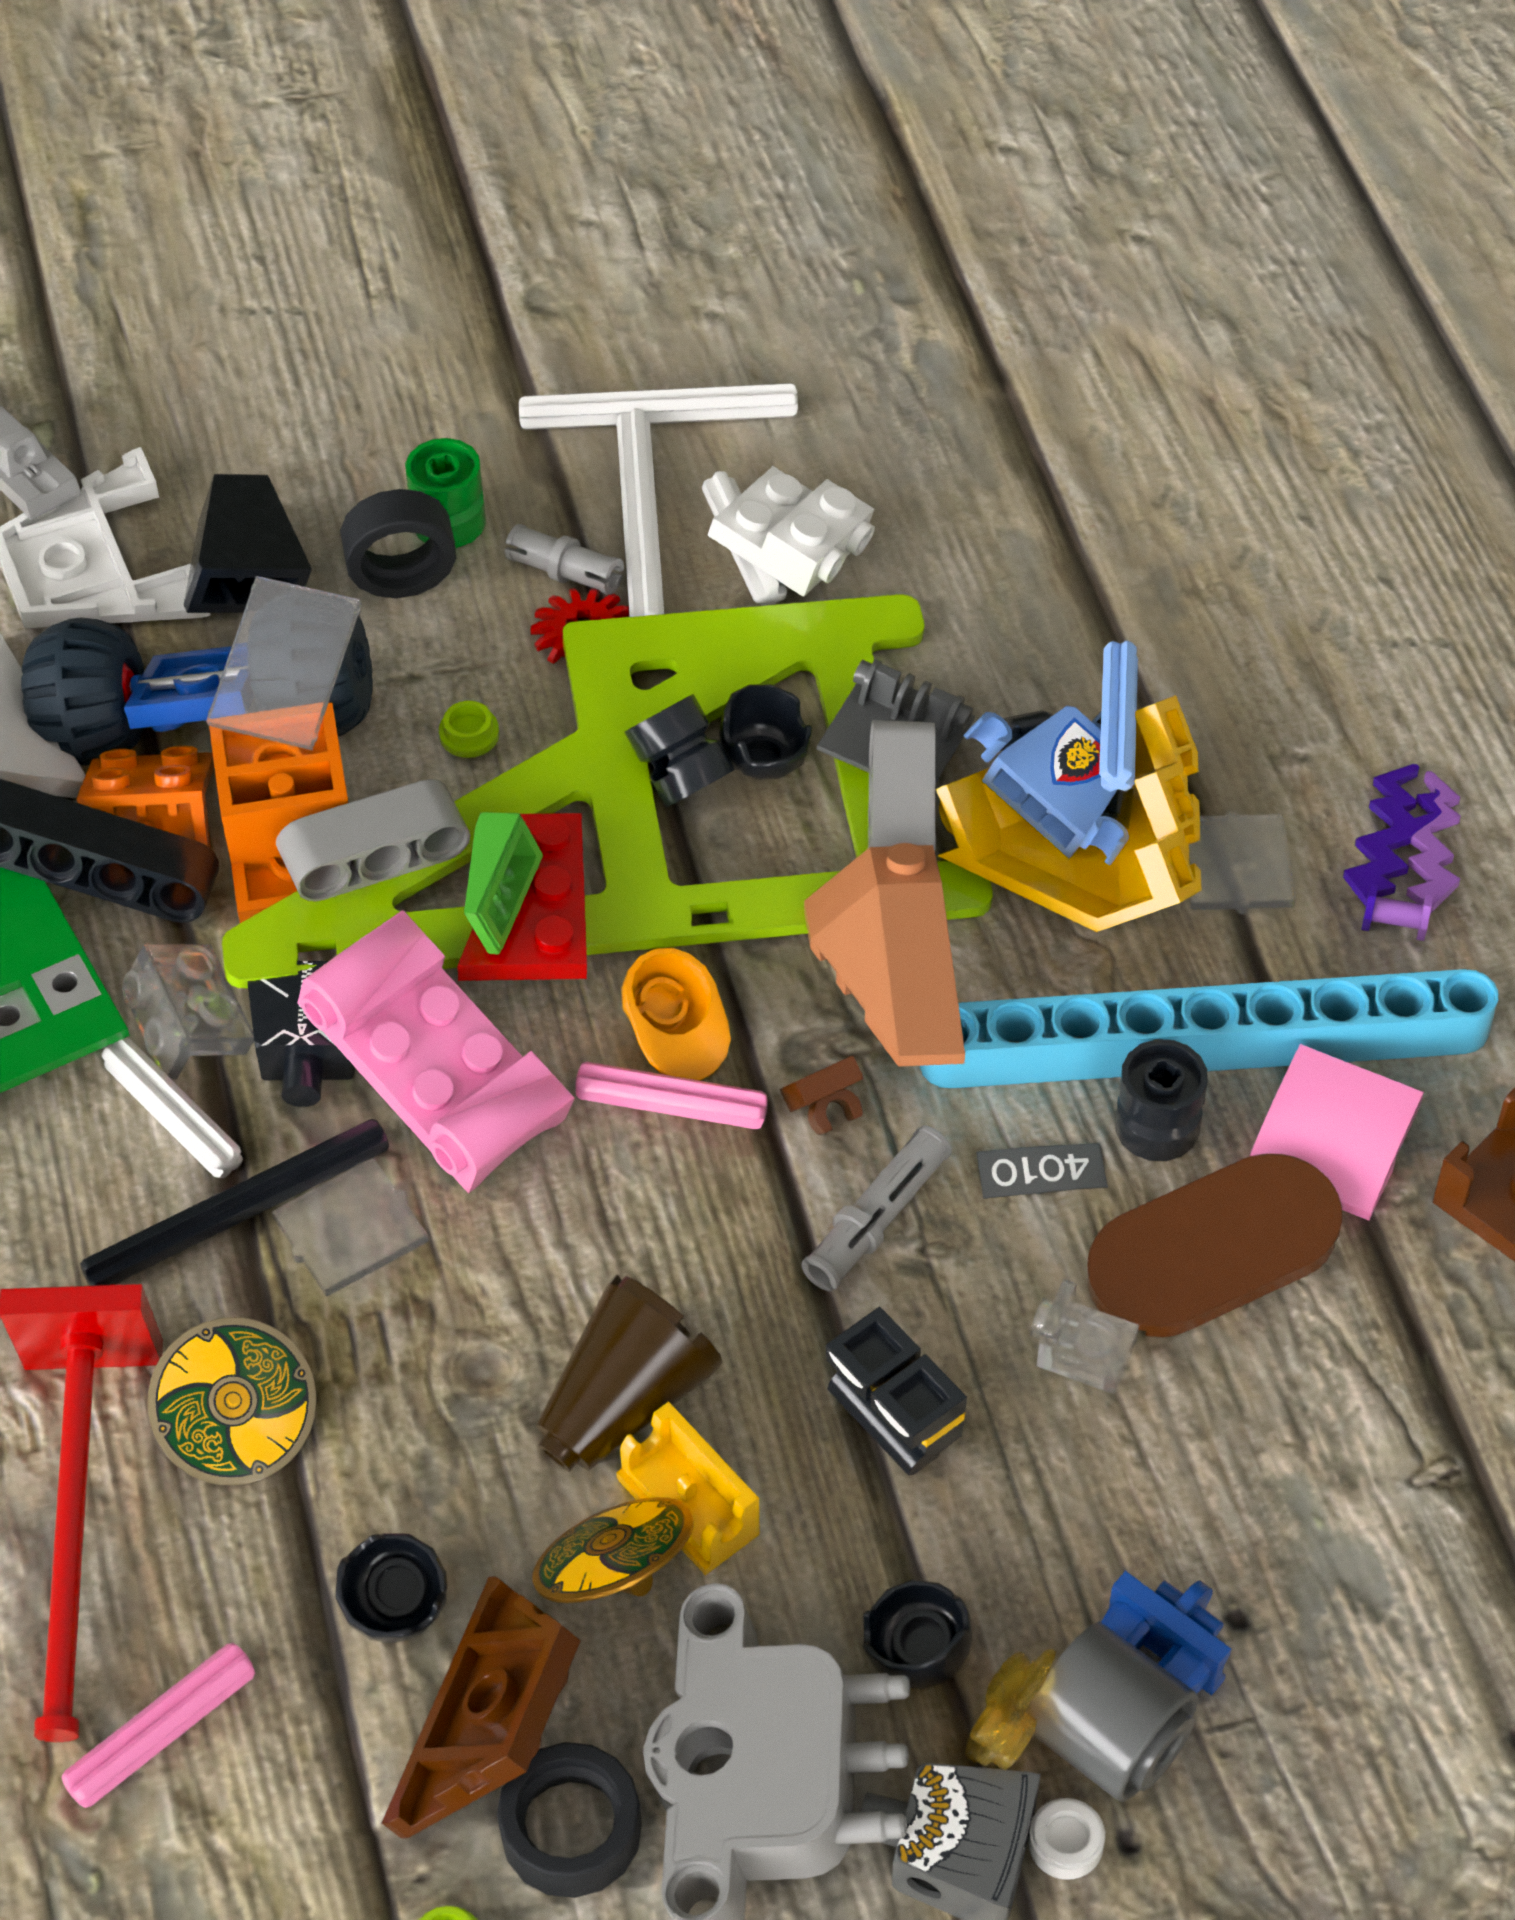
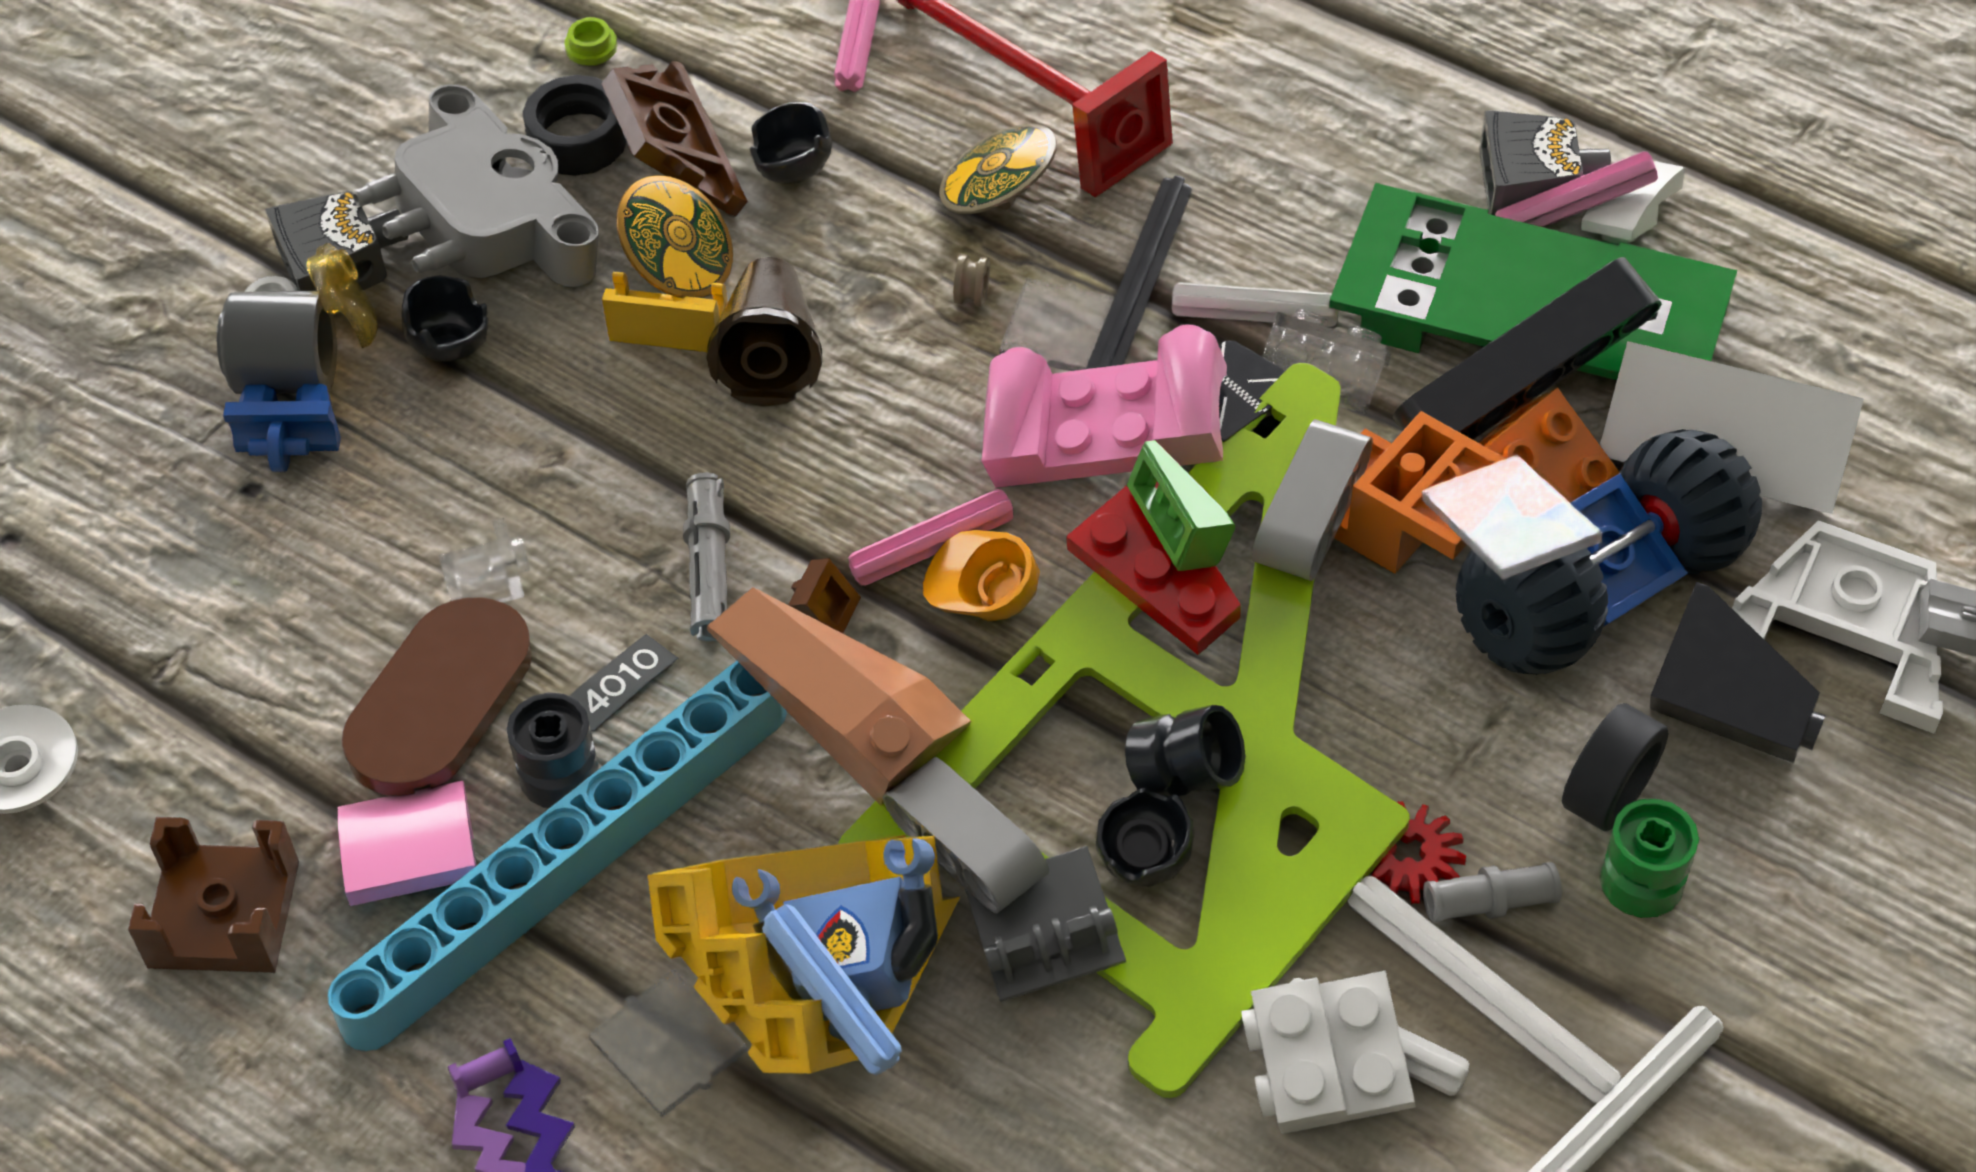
camera: 140 degrees right, 0 degrees up
(382, 1306) = (971, 280): none -> dark tan bush
(468, 729) = (1386, 692): lime plate -> none
(895, 1392) = (565, 410): black hips -> none

